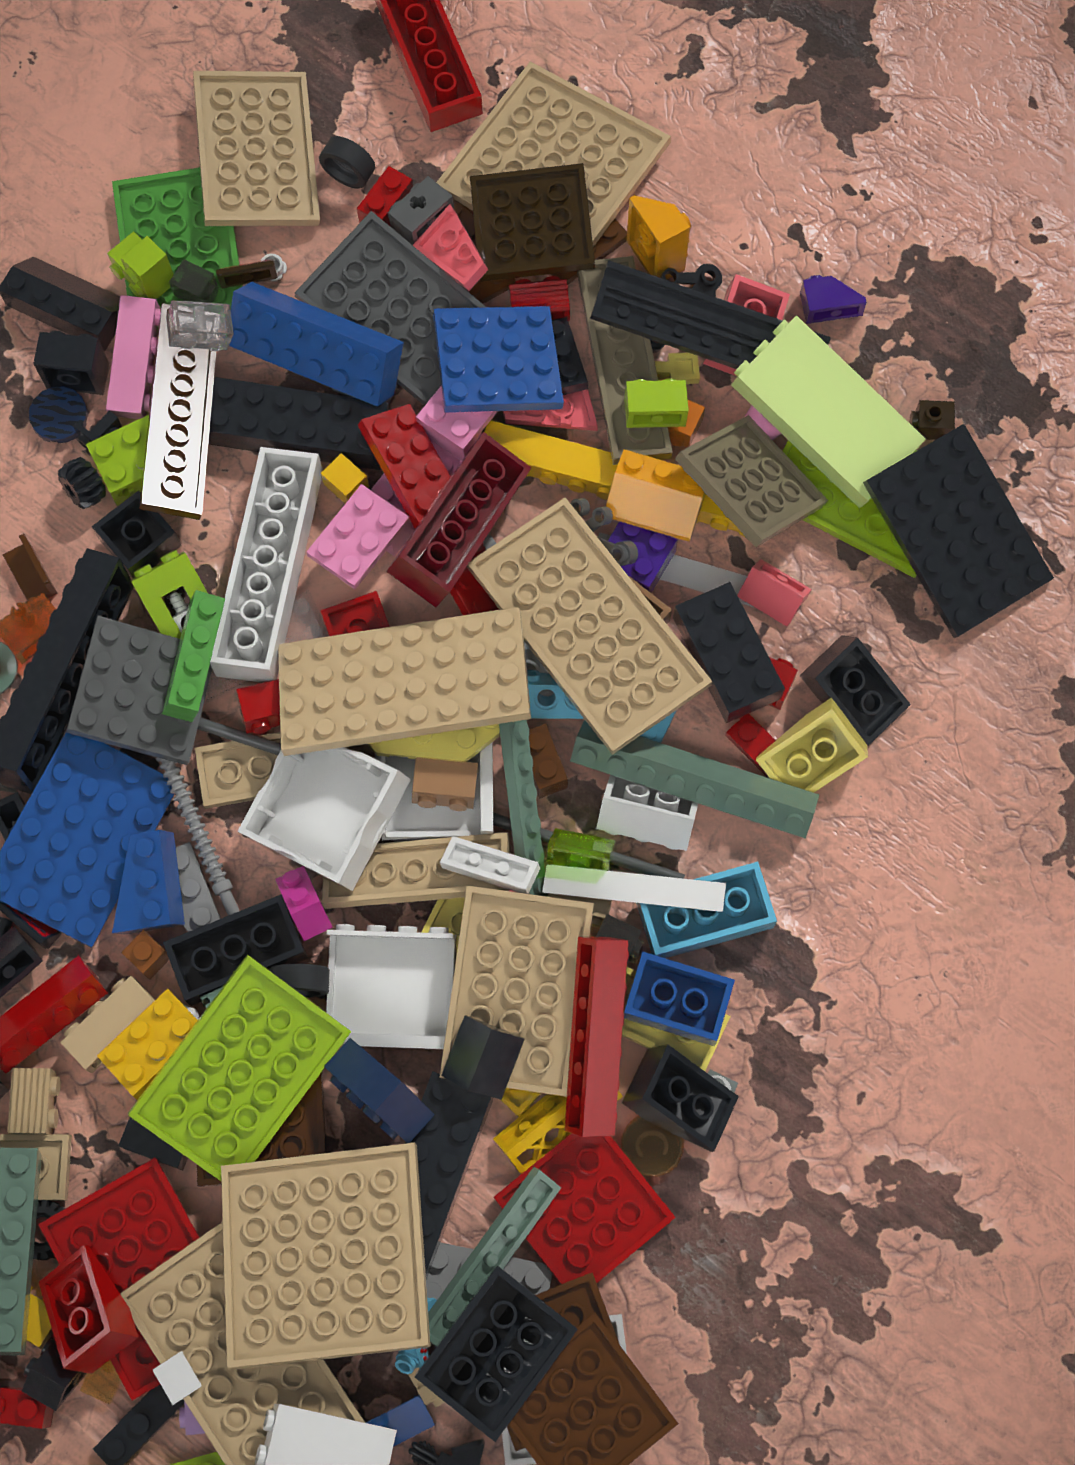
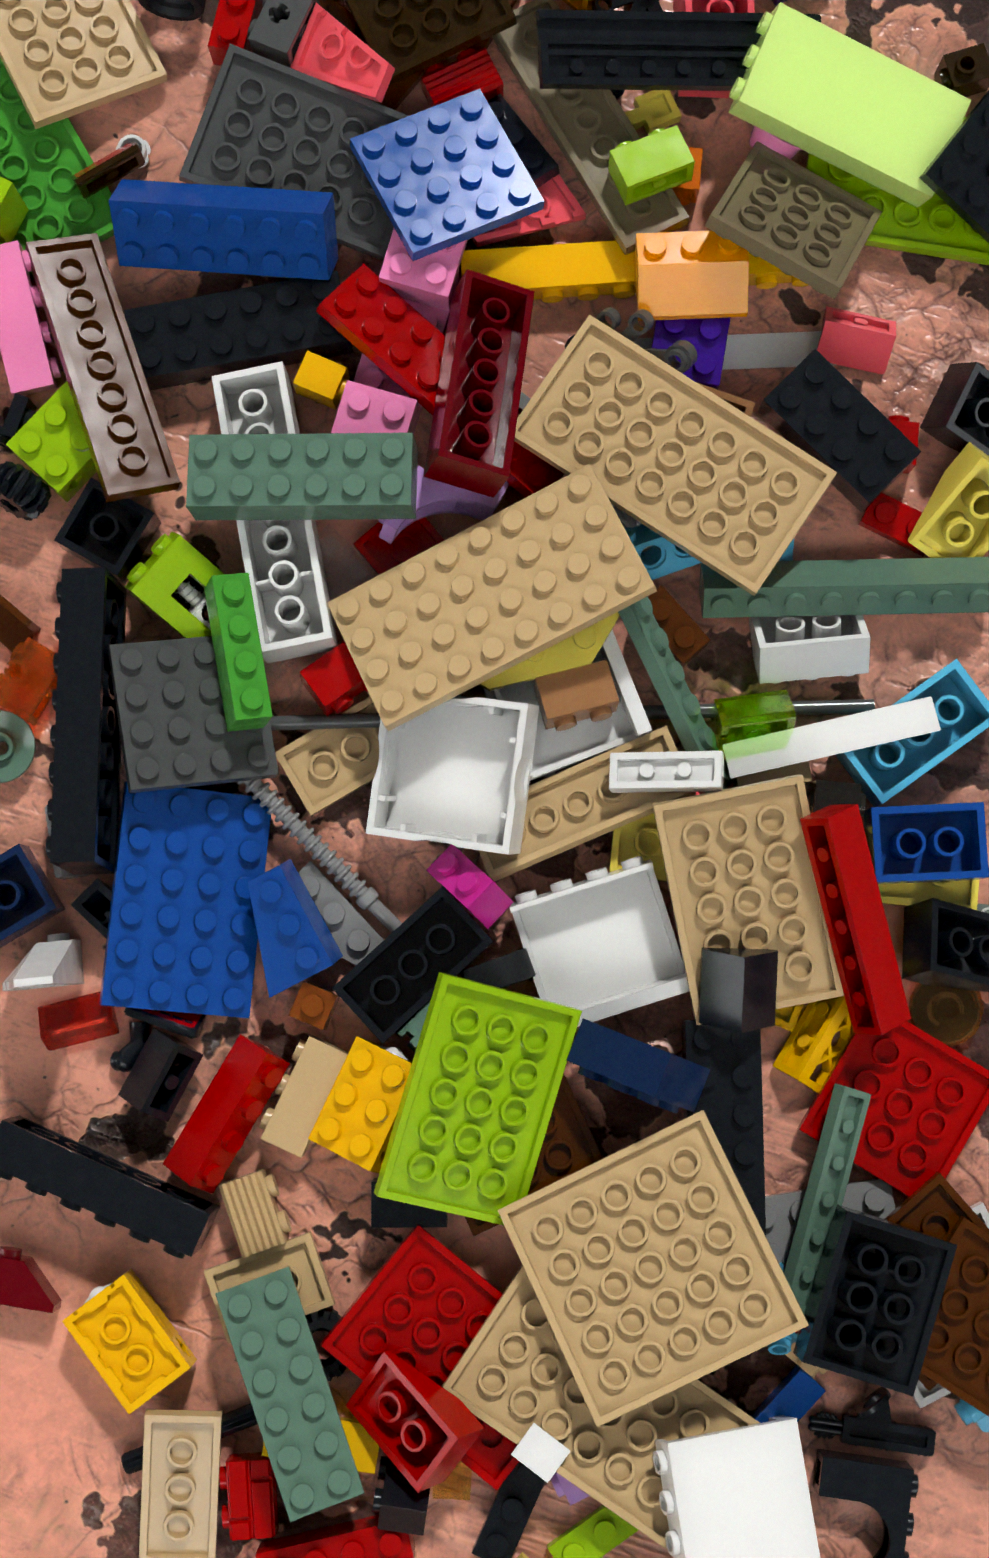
camera: 20 degrees left, 10 degrees up
(193, 283) = (53, 206): clear smoke brick -> none
(199, 325) = (82, 254): clear brick -> none
(295, 541) = (302, 476): none -> sand green brick
(388, 593) = (440, 498): none -> lavender arch

